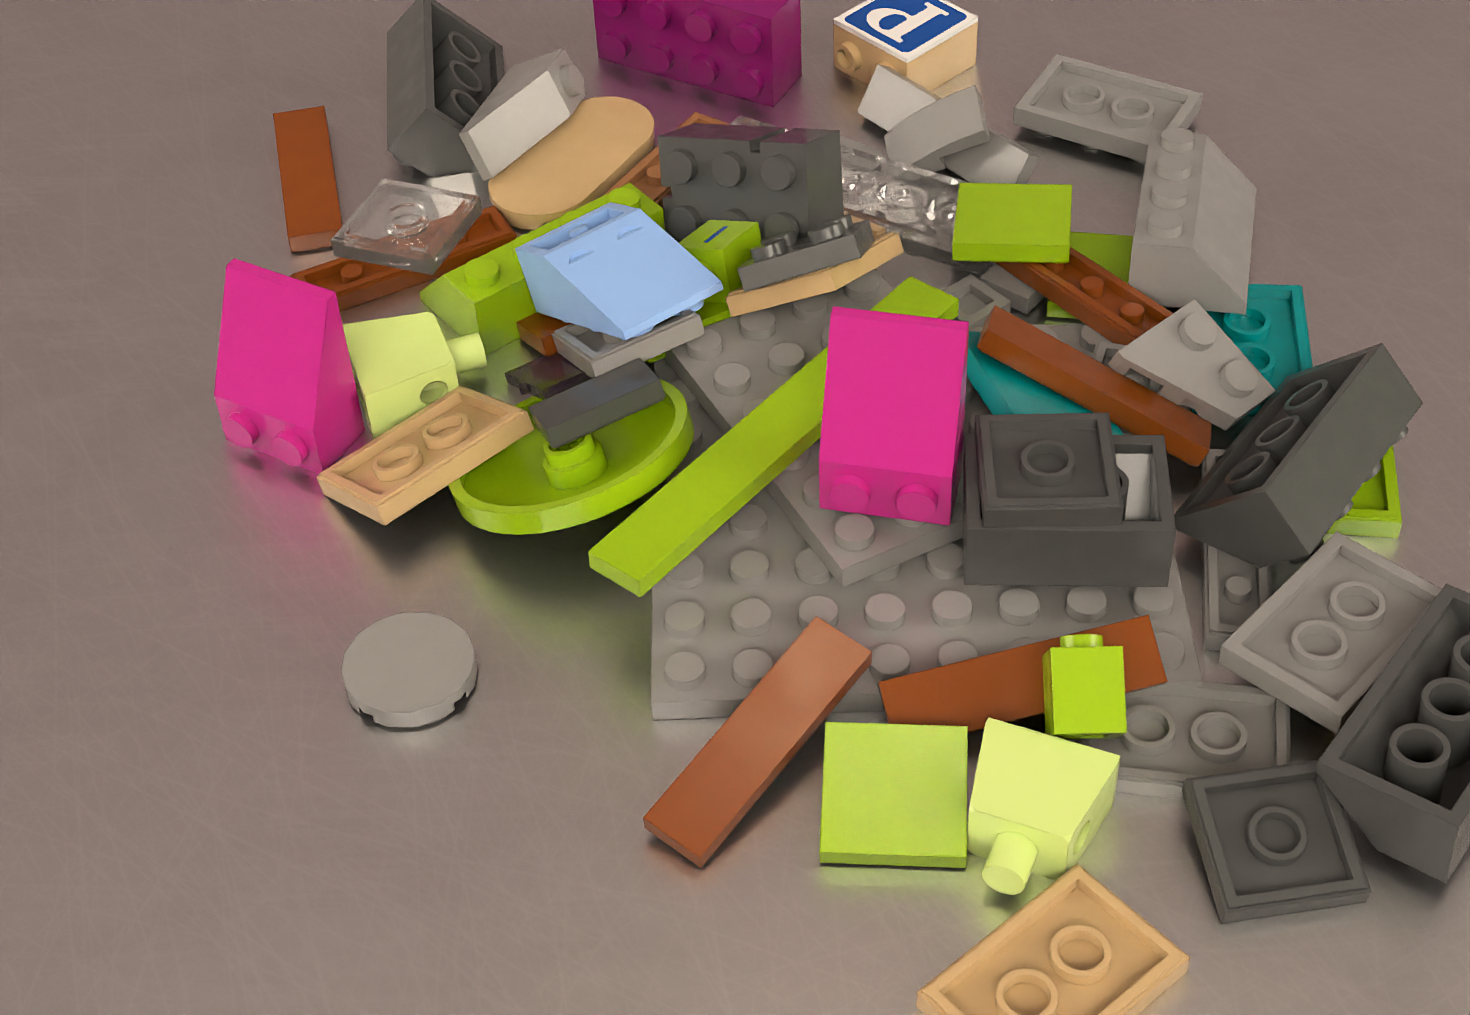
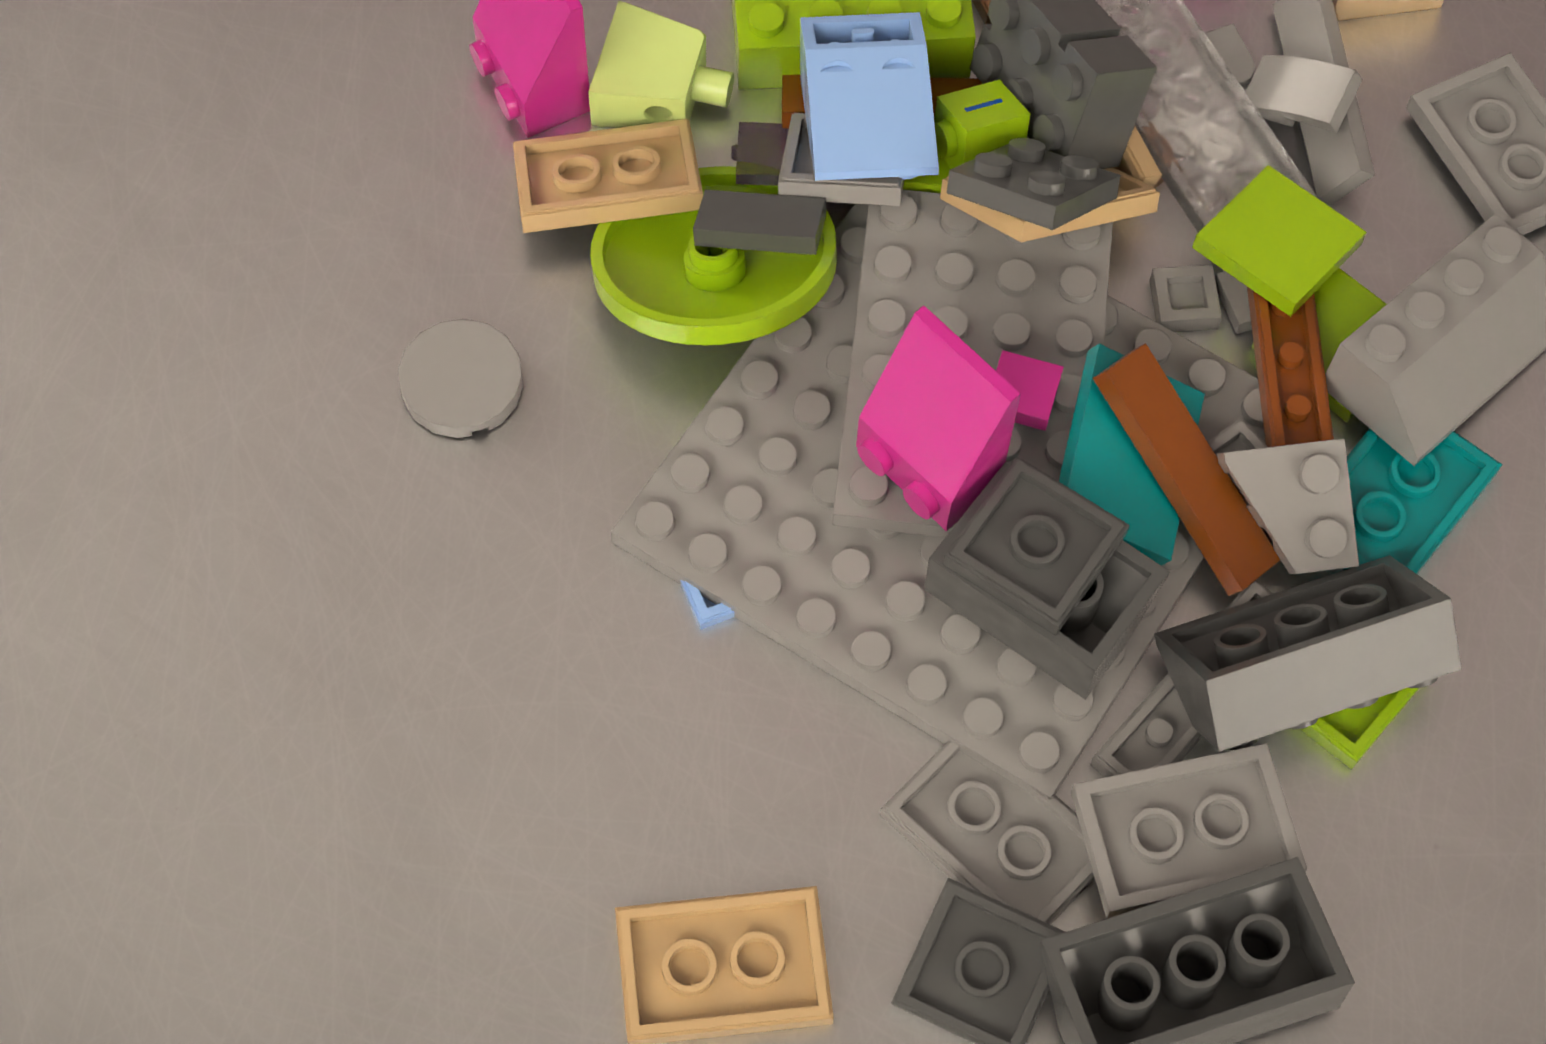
camera: 30 degrees right, 20 degrees up
(737, 464) = (858, 352): lime tile -> none
(757, 741) = (661, 622): dark orange tile -> none
(894, 795) = (728, 735): lime tile -> none
(1009, 681) = (899, 708): dark orange tile -> none
(1035, 803) = (821, 817): yellowish green torso -> none
(1084, 689) = (923, 753): lime brick -> none

